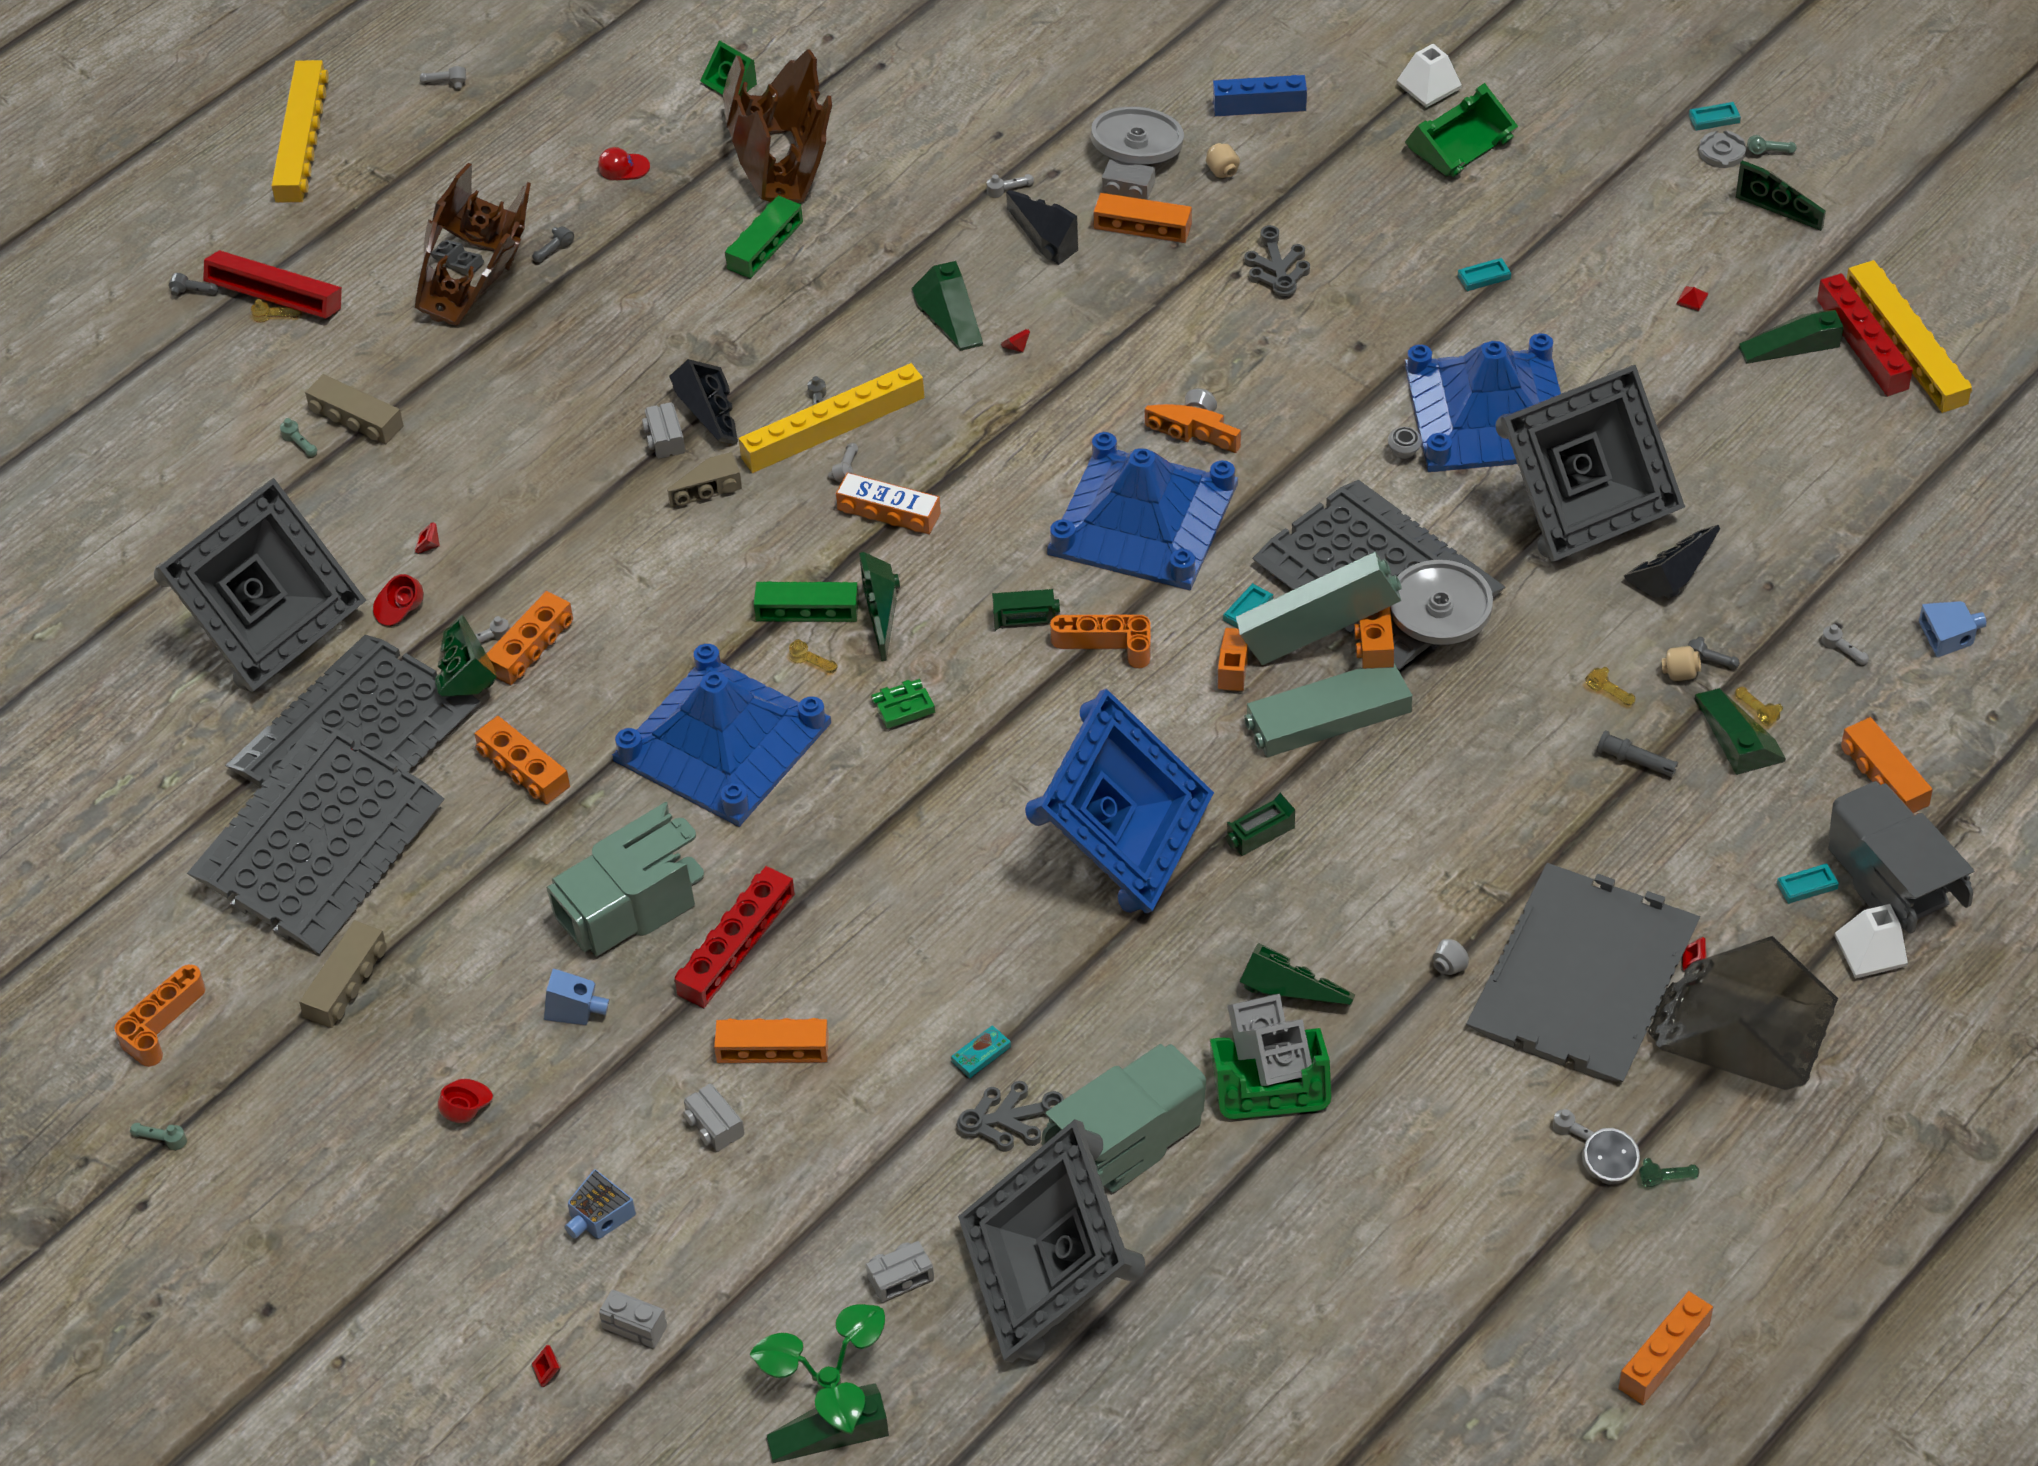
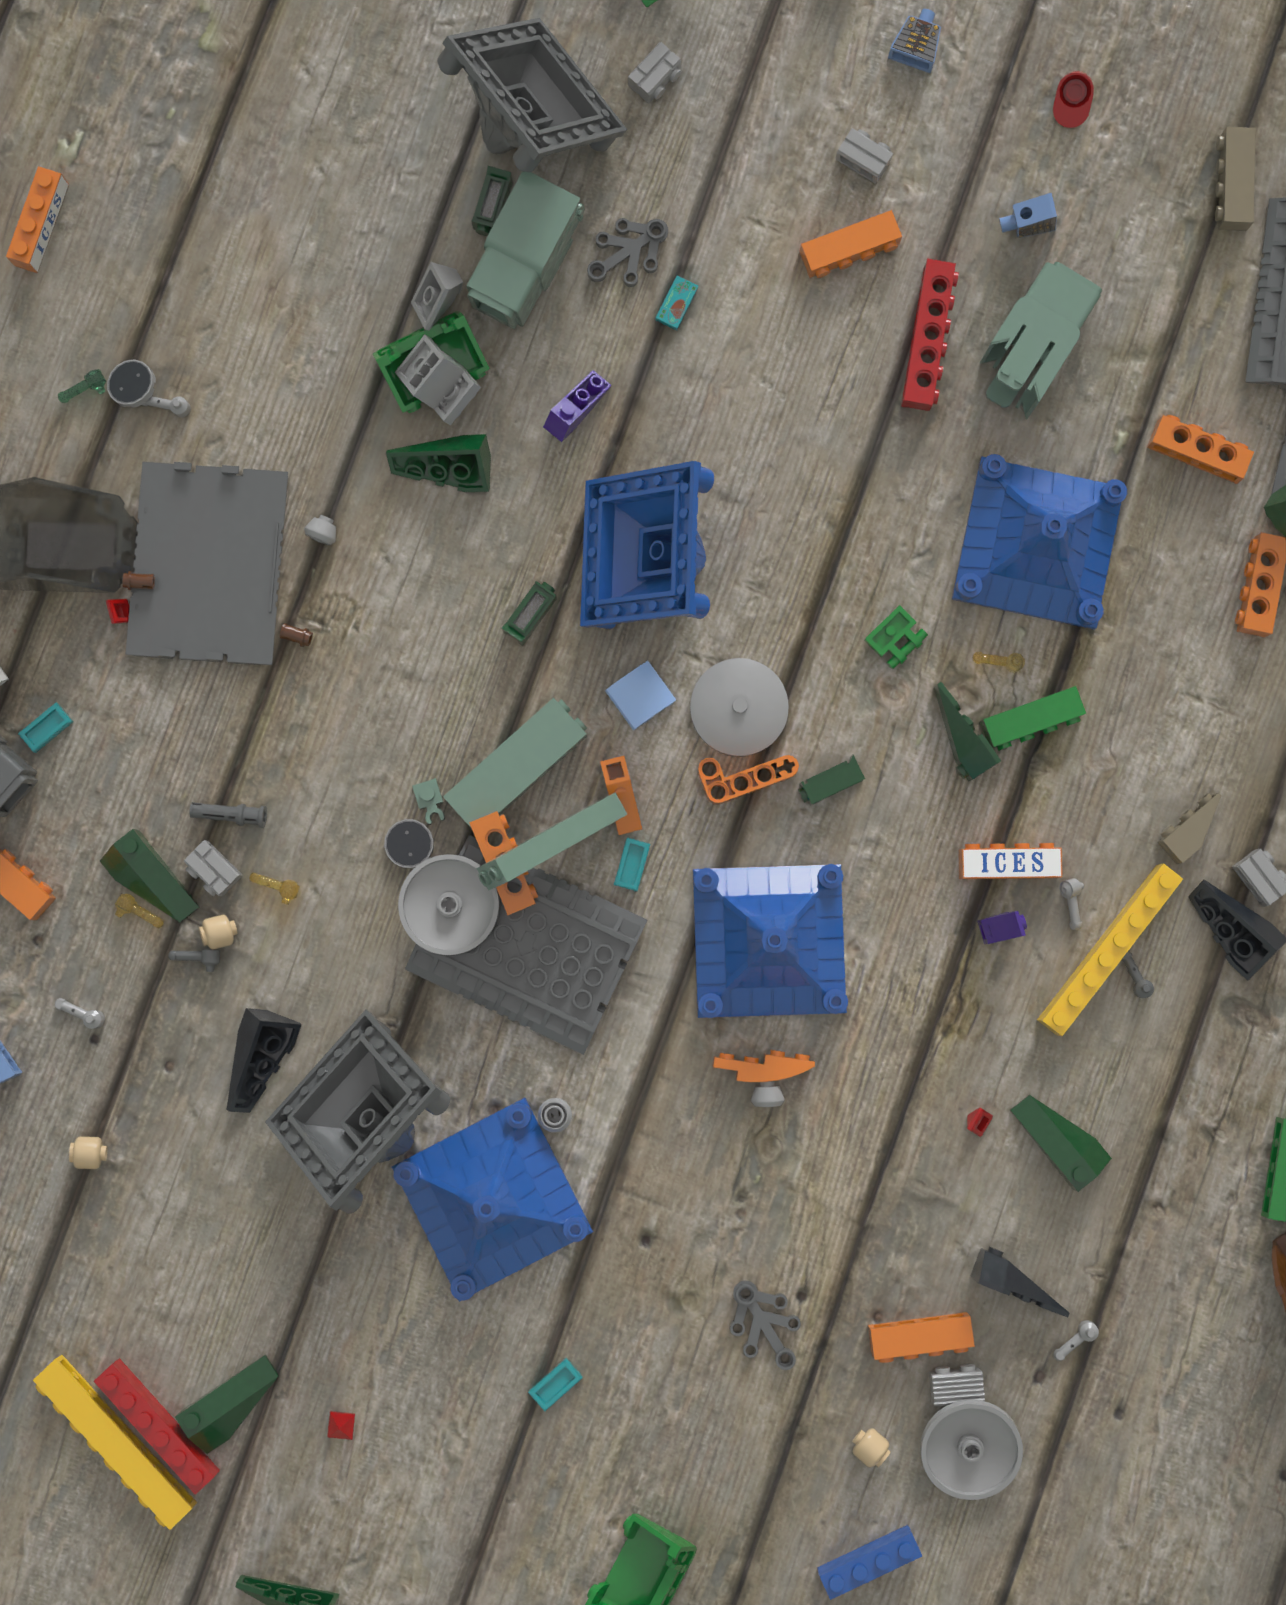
camera: 155 degrees right, 35 degrees up
(924, 449) = (1002, 927): none -> dark purple slope
(1076, 680) = (739, 707): none -> light grey dish
(1131, 987) = (576, 406): none -> dark purple slope
(1141, 1201) = (491, 199): none -> dark green window
(1180, 727) = (640, 695): none -> light blue slope
(1237, 1120) = (436, 293): none -> light grey slope
(1427, 712) = (428, 797): none -> sand green plate
(1462, 683) = (408, 843): none -> black tile
(1511, 880) = (296, 635): none -> reddish brown pin
(1663, 967) = (140, 581): none -> reddish brown pin
(1669, 714) = (212, 869): none -> light grey brick
(1869, 535) = (87, 1152): none -> tan head

